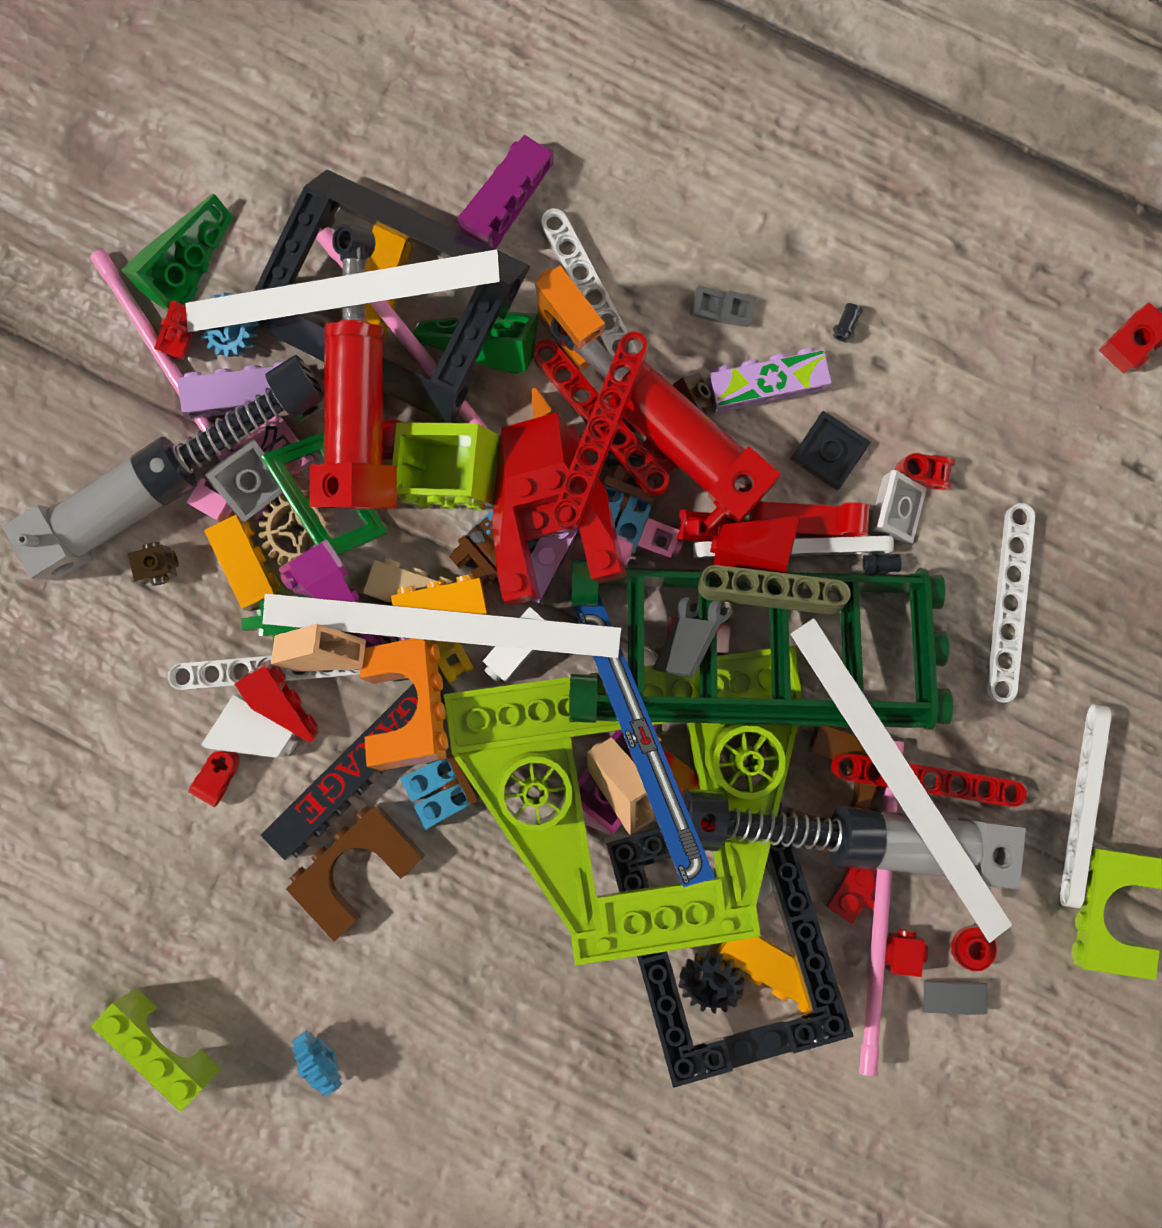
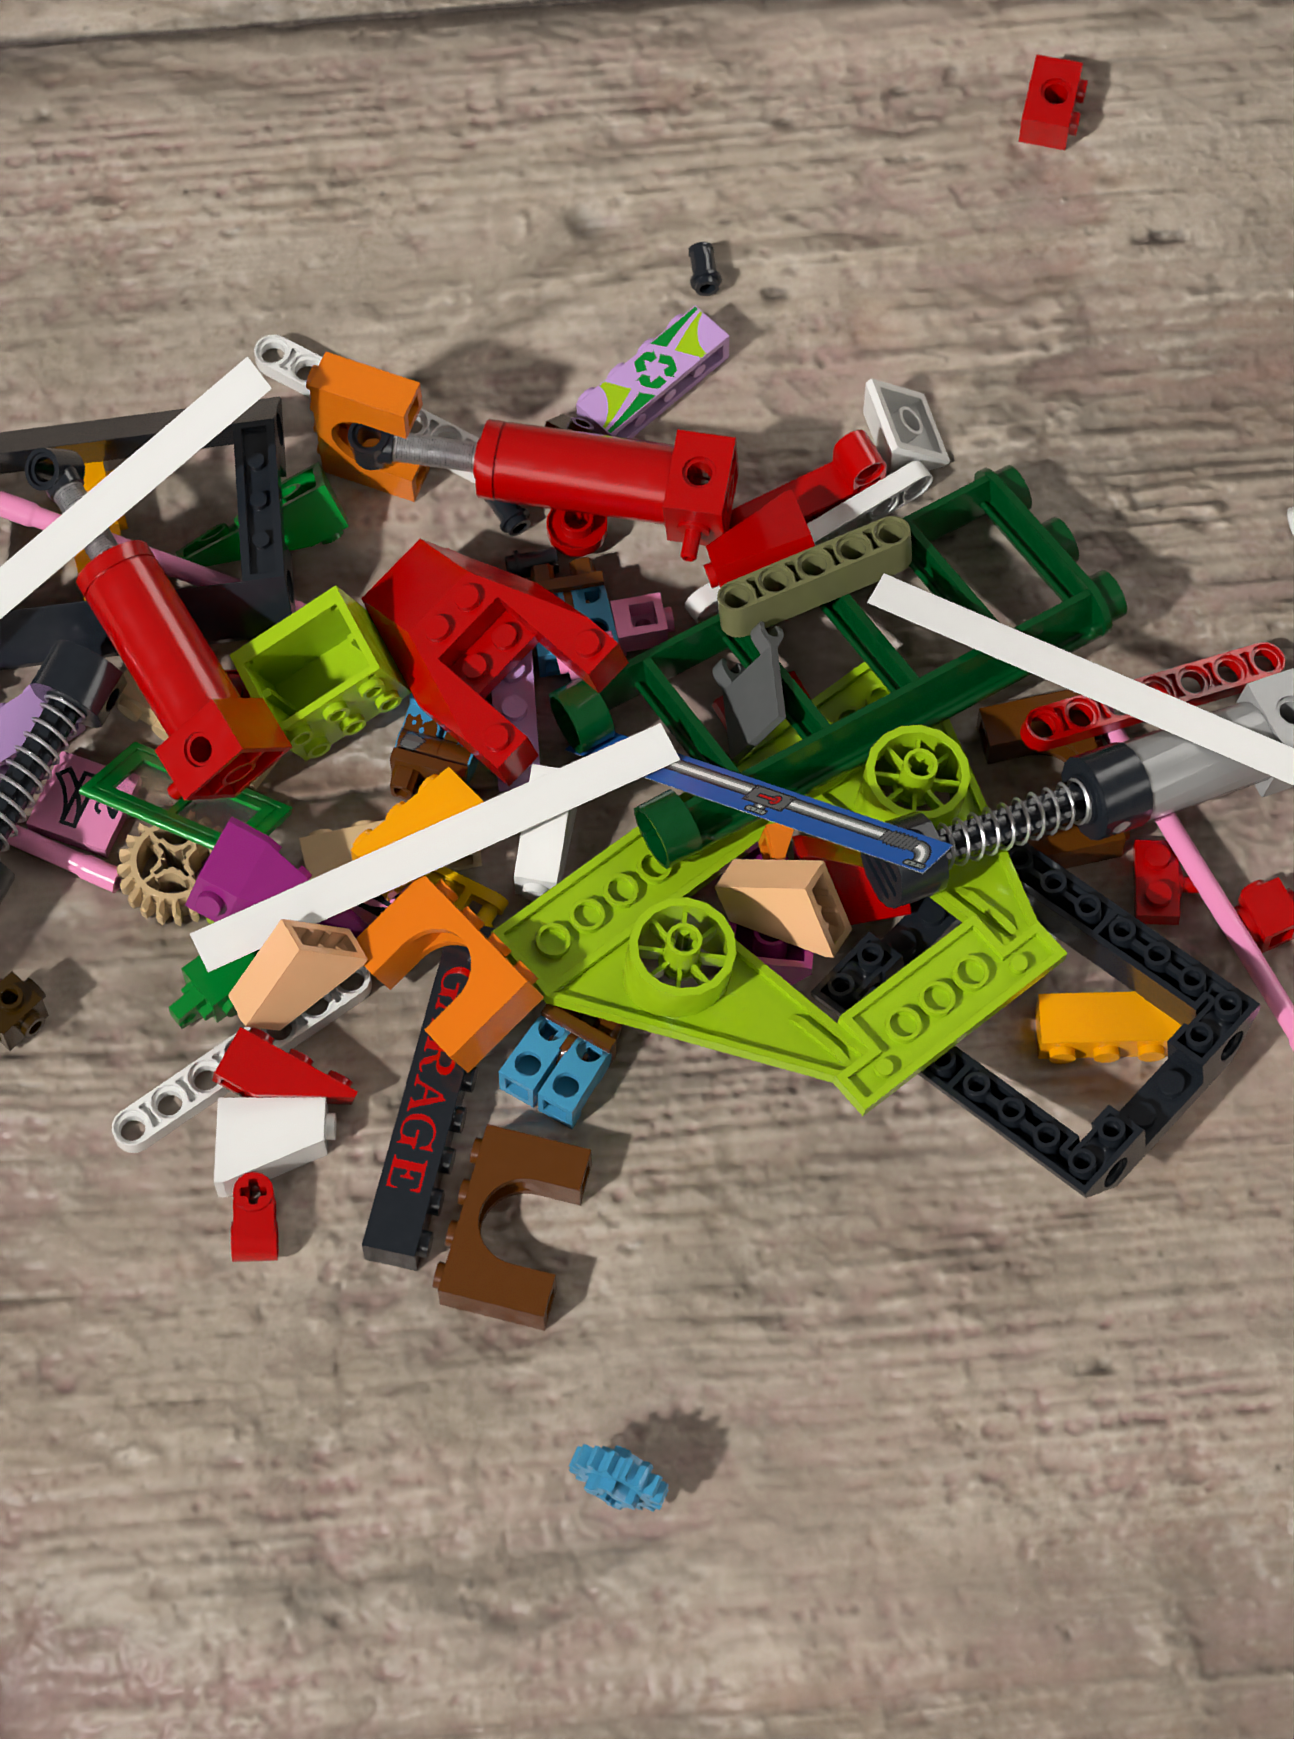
camera: 30 degrees left, 20 degrees down
(174, 1076) = (453, 1588): lime arch -> none
(210, 501) = (43, 898): bright pink brick -> none
(242, 561) = (126, 944): light orange brick -> none
(244, 480) = (75, 836): light grey slope -> none
(506, 192) = (192, 339): magenta wedge -> none
(539, 404) = (385, 552): orange slope -> none
(584, 409) = (488, 539): red beam -> none
(600, 415) = (492, 526): red beam -> none
(694, 529) = (677, 578): red hips -> none
(711, 982) = (1069, 1073): black gear -> none
(723, 307) = (545, 334): dark grey slope -> none
(830, 450) = (780, 417): black tile -> none
(881, 563) = (932, 493): black pin -> none
(931, 470) = (913, 367): red piece -> none
(1003, 615) = (1113, 477): white beam -> none

